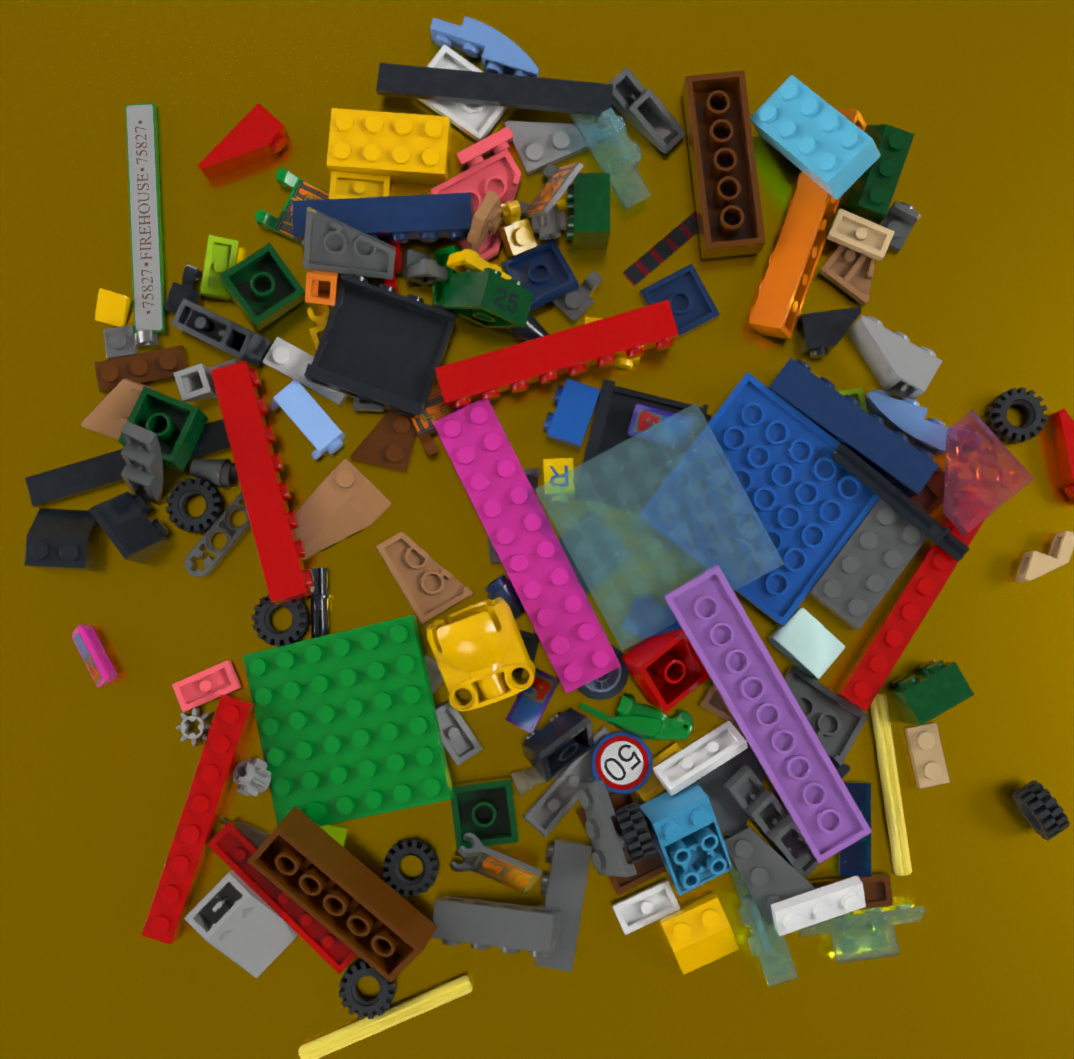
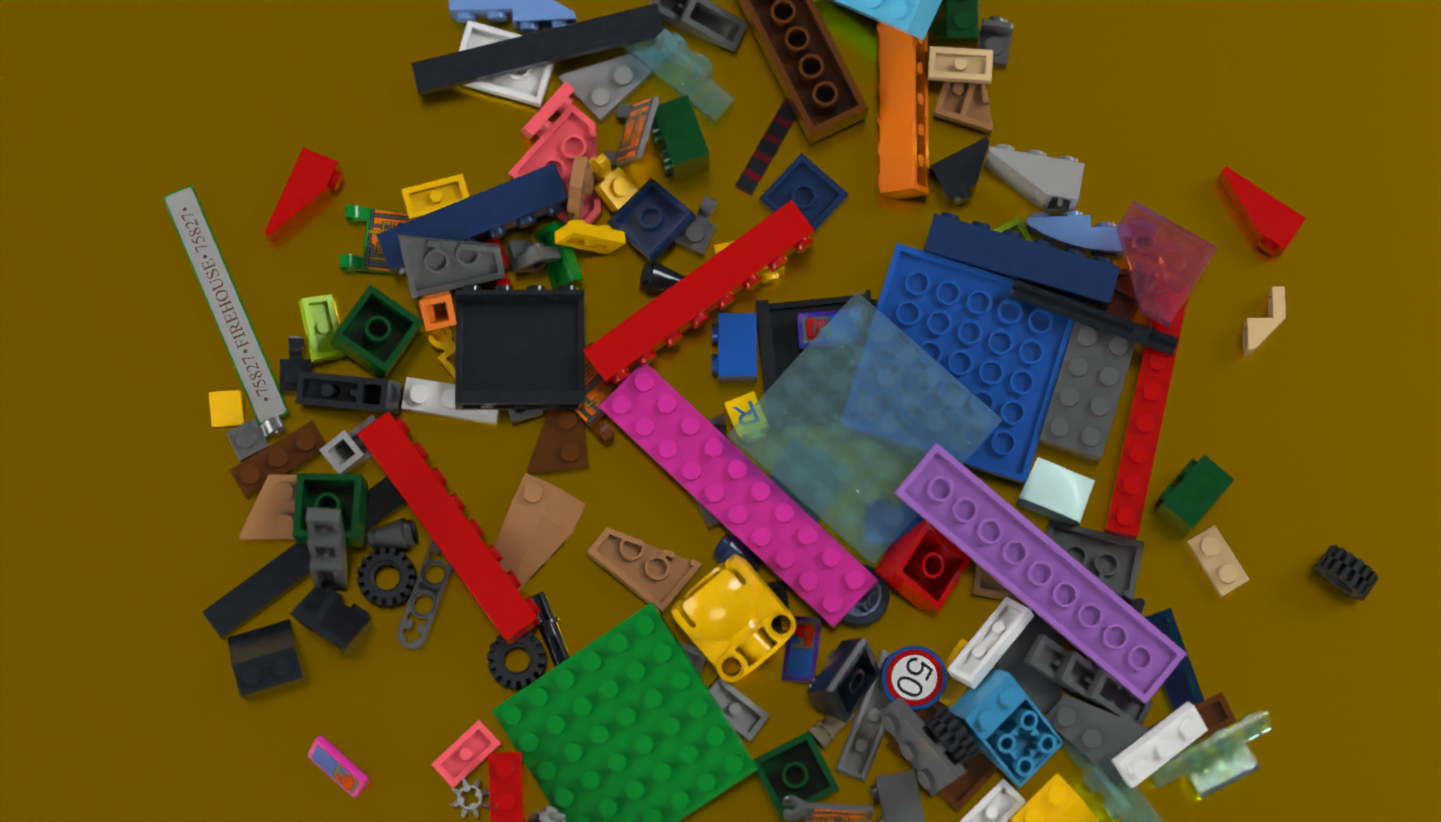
camera: 15 degrees left, 5 degrees down
(309, 418) = (471, 447): light blue brick -> none
(390, 144) = (452, 142): yellow brick -> none
(488, 299) = (611, 262): dark green brick -> none
(549, 225) = (643, 168): light grey gear -> none
(646, 720) = (923, 627): green animal -> none
(890, 786) = (1191, 603): light yellow axle -> none
(1034, 415) = (1190, 171): black tyre -> none

